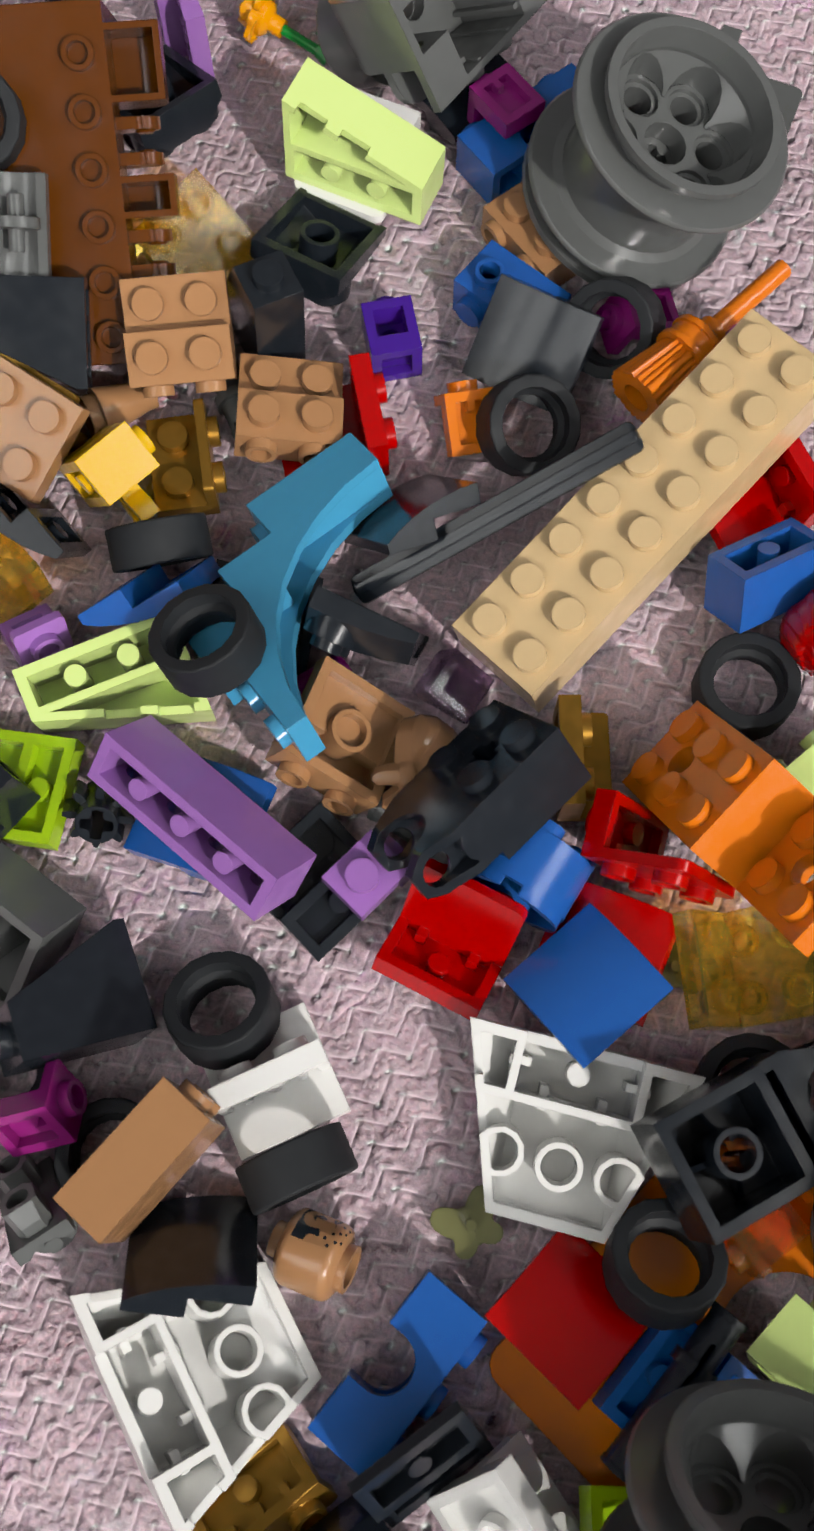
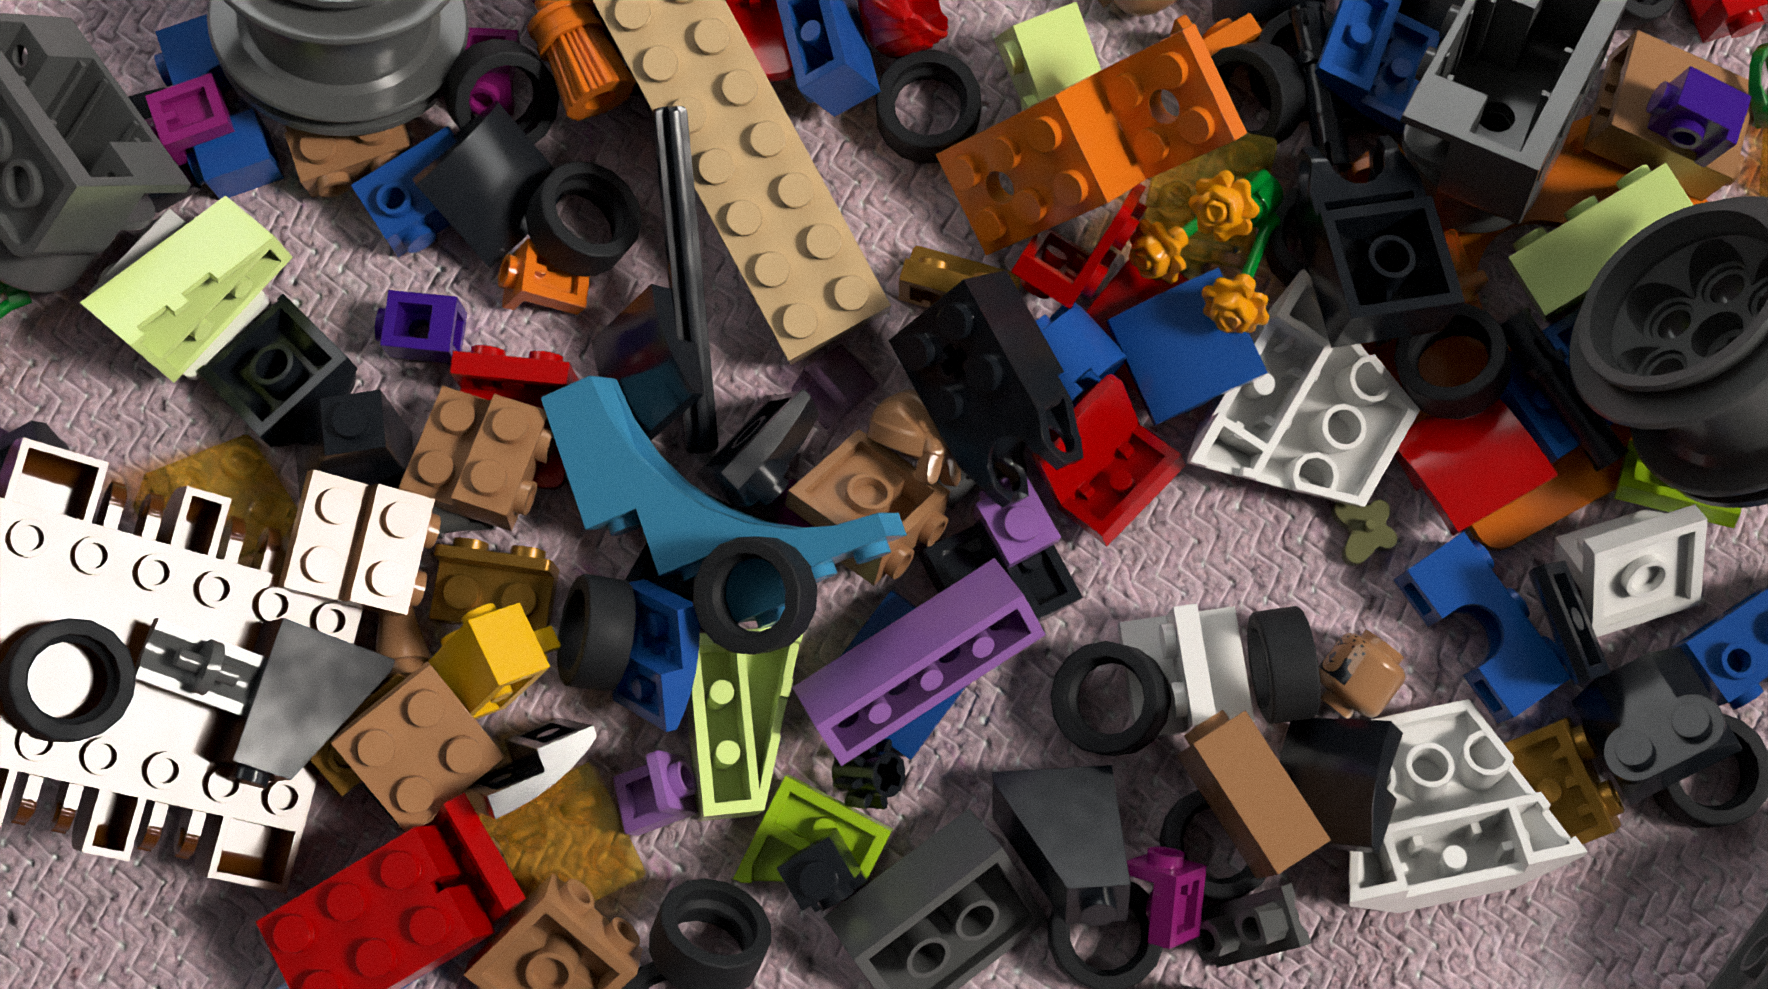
camera: 75 degrees left, 5 degrees up
(720, 963) = (1227, 210): none -> light orange plant

